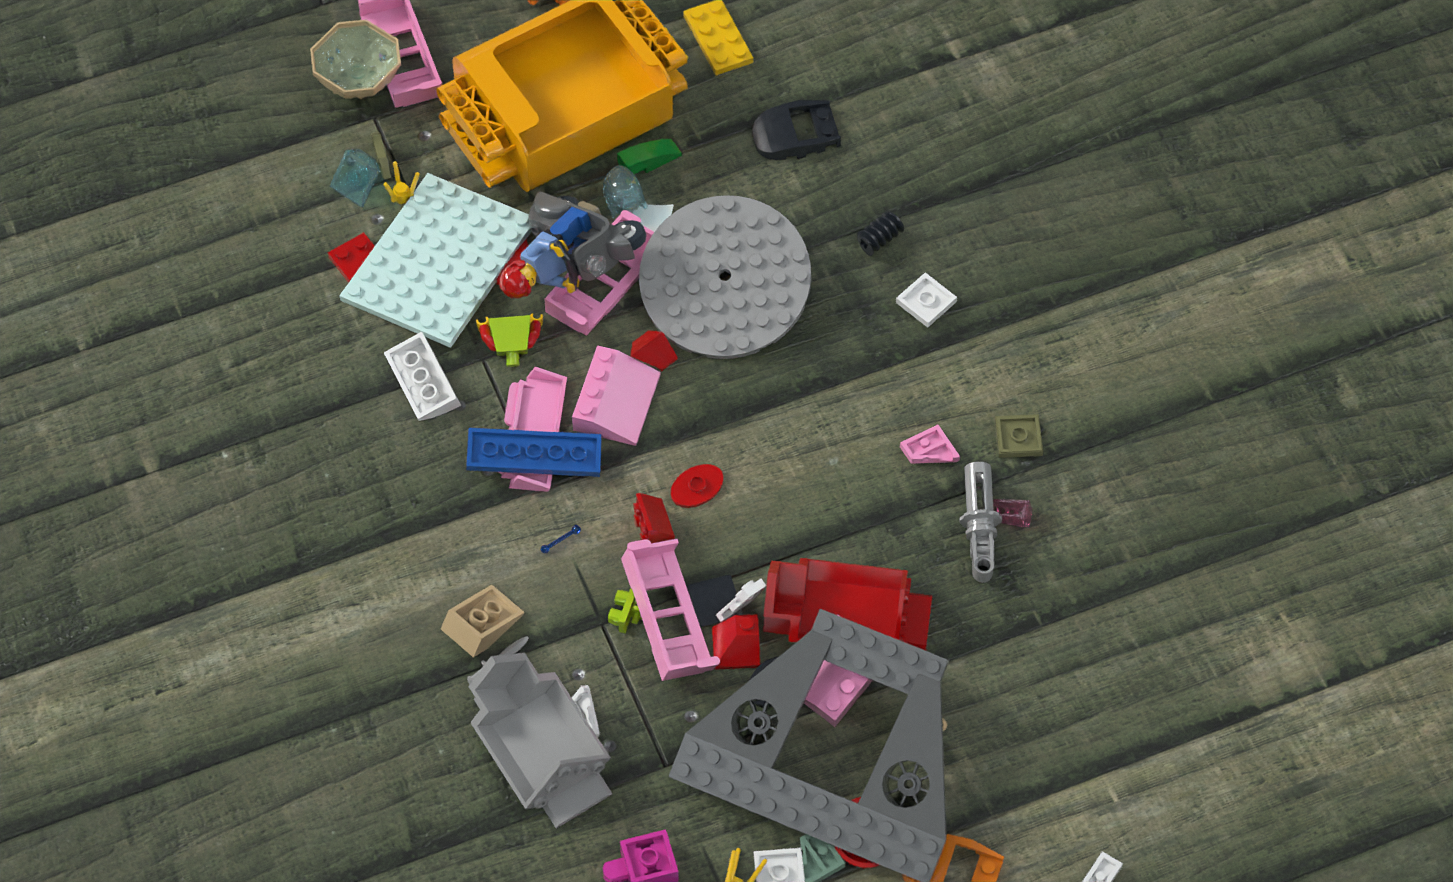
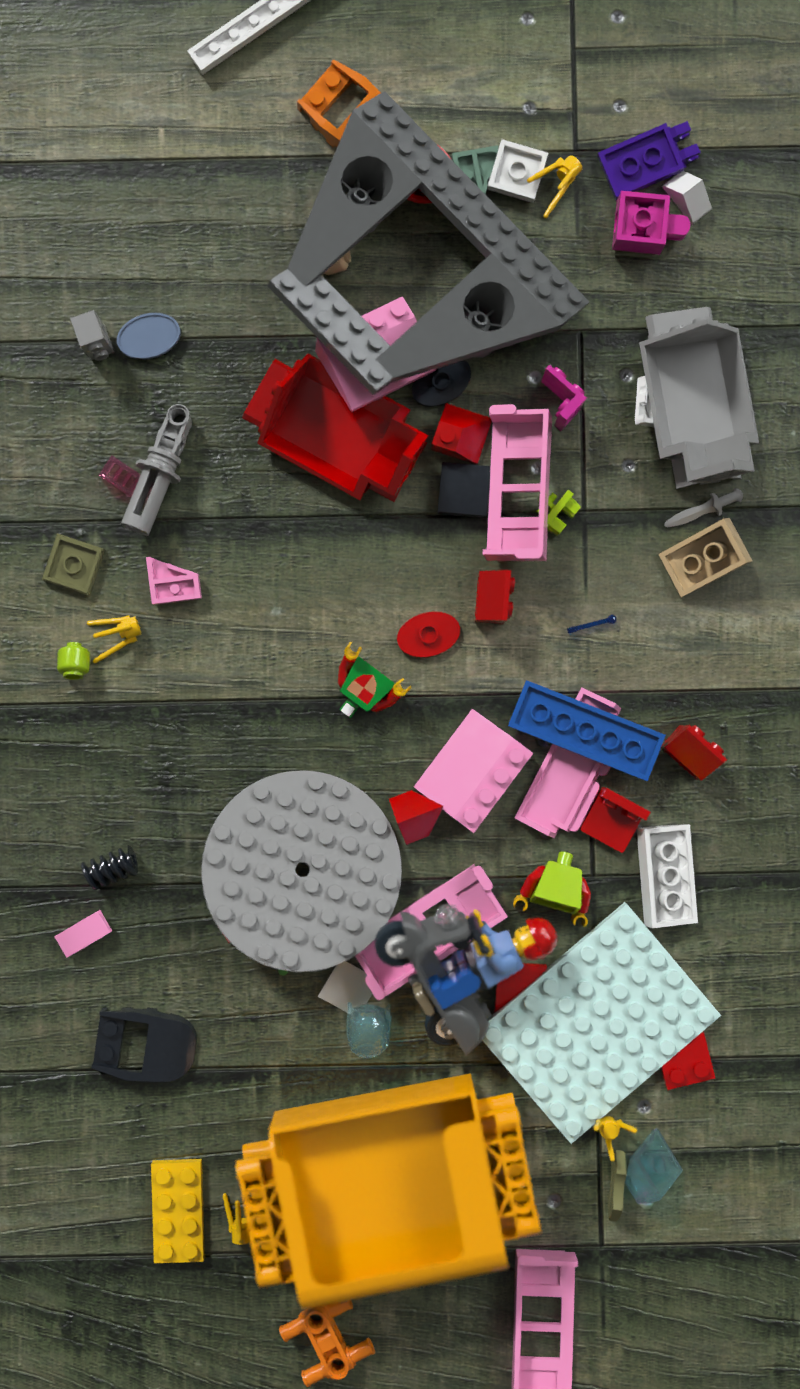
camera: 155 degrees left, 30 degrees up
(355, 59) = (606, 1329): clear light blue rock -> none
(437, 468) = (693, 751): none -> red slope
(483, 402) = (613, 819): none -> red bracket
(648, 155) = (320, 1071): green slope -> none
(659, 698) = (571, 395): none -> dark pink bracket
(731, 426) = (365, 685): none -> torso
(744, 597) = (440, 462): white wing -> none
(879, 185) = (83, 933): none -> bright pink slope
(926, 300) = (96, 765): white plate -> none
(949, 401) = (127, 628): none -> yellow plant
(981, 363) = (73, 661): none -> lime head
(1042, 626) = (148, 336): none -> sand blue piece
(1086, 599) = (92, 335): none -> light grey brick

